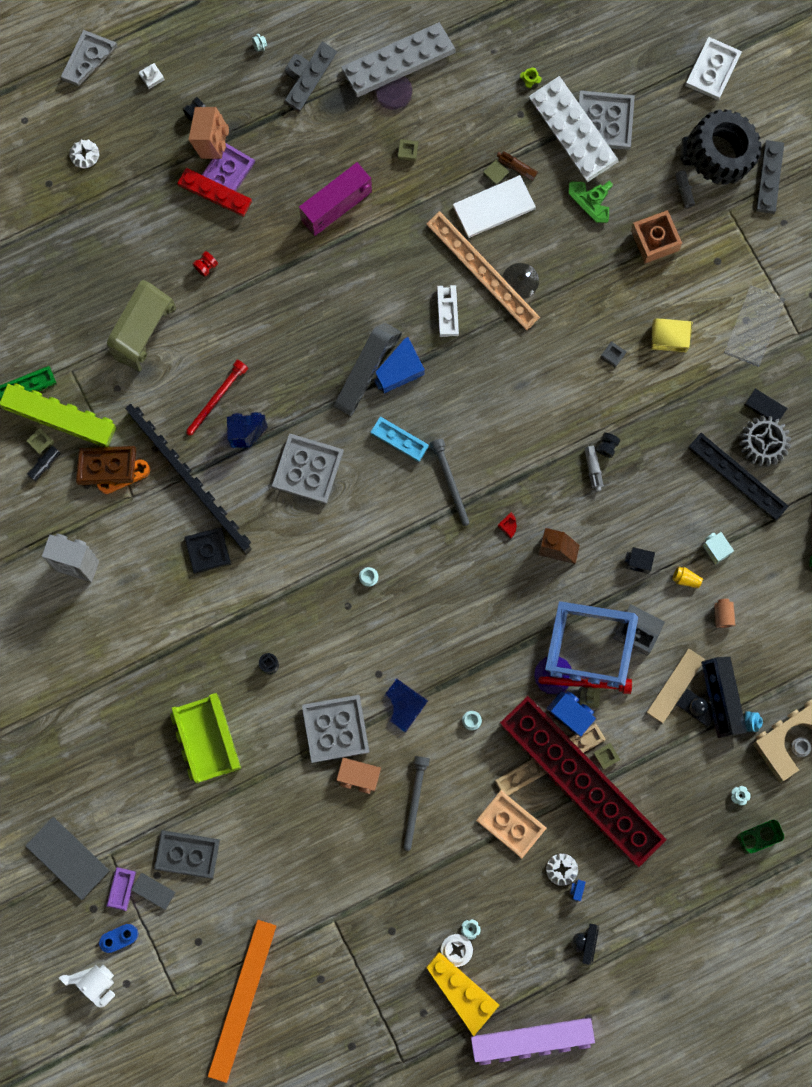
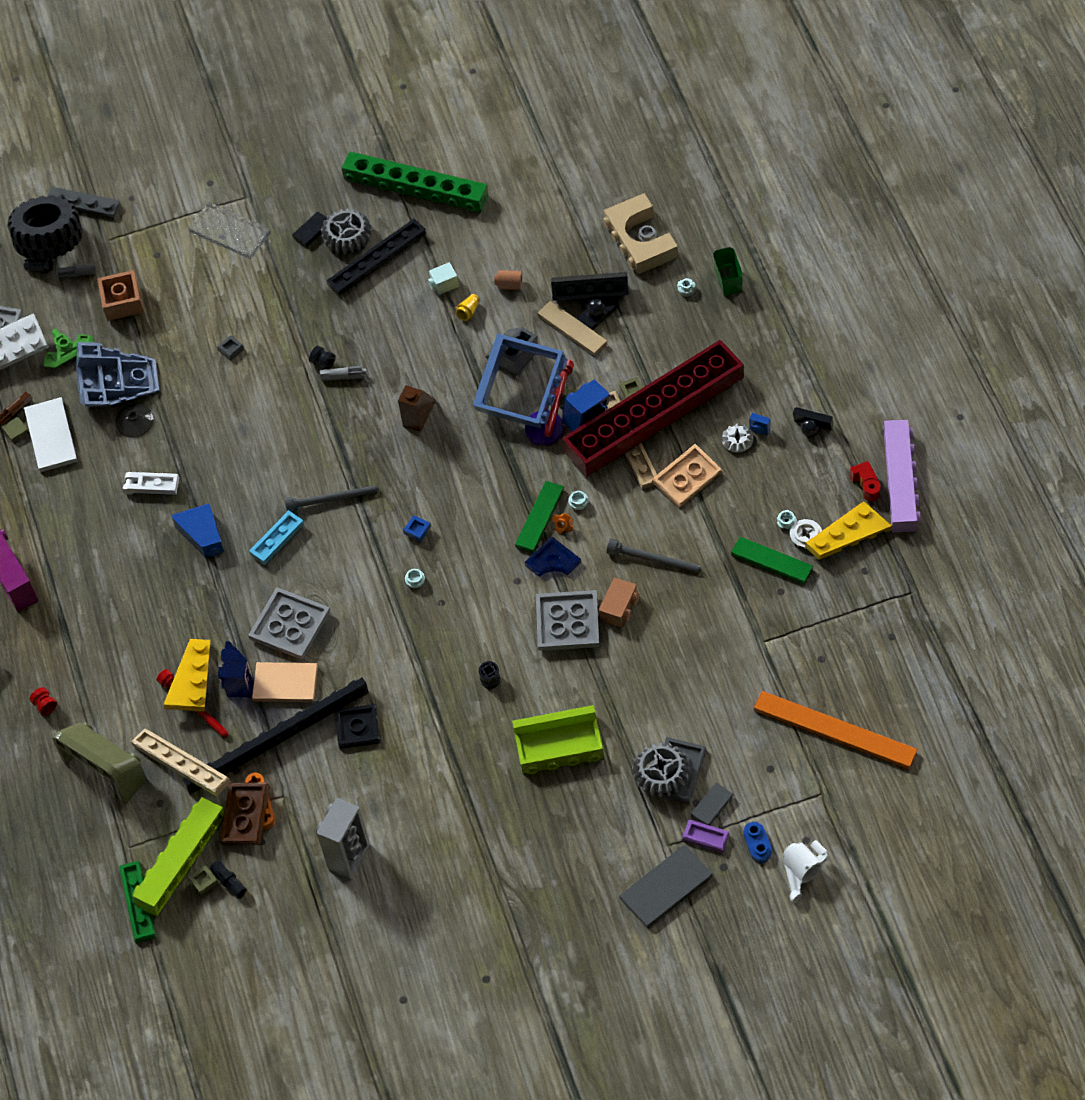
camera: 75 degrees left, 20 degrees down
(148, 398) = (180, 762): none -> tan tile
(169, 843) = (673, 762): none -> light grey gear
(236, 390) = (190, 681): none -> yellow wing
(247, 476) = (285, 682): none -> light nougat tile
(381, 339) = (200, 555): dark grey beam -> none
(423, 569) = (417, 528): none -> blue plate
(423, 919) = (772, 560): none -> green tile
(443, 709) = (566, 519): none -> orange plate
(450, 685) = (539, 517): none -> green tile
(483, 270) = (115, 449): light nougat tile -> none
(508, 525) = (386, 452): red tile -> none
(518, 1010) = (867, 479): none -> red leg
(561, 250) = (113, 376): none -> sand blue wedge
(639, 560) = (443, 342): black brick -> none
(671, 335) = (223, 294): light yellow piece -> none
(753, 721) = (616, 267): medium azure plate -> none

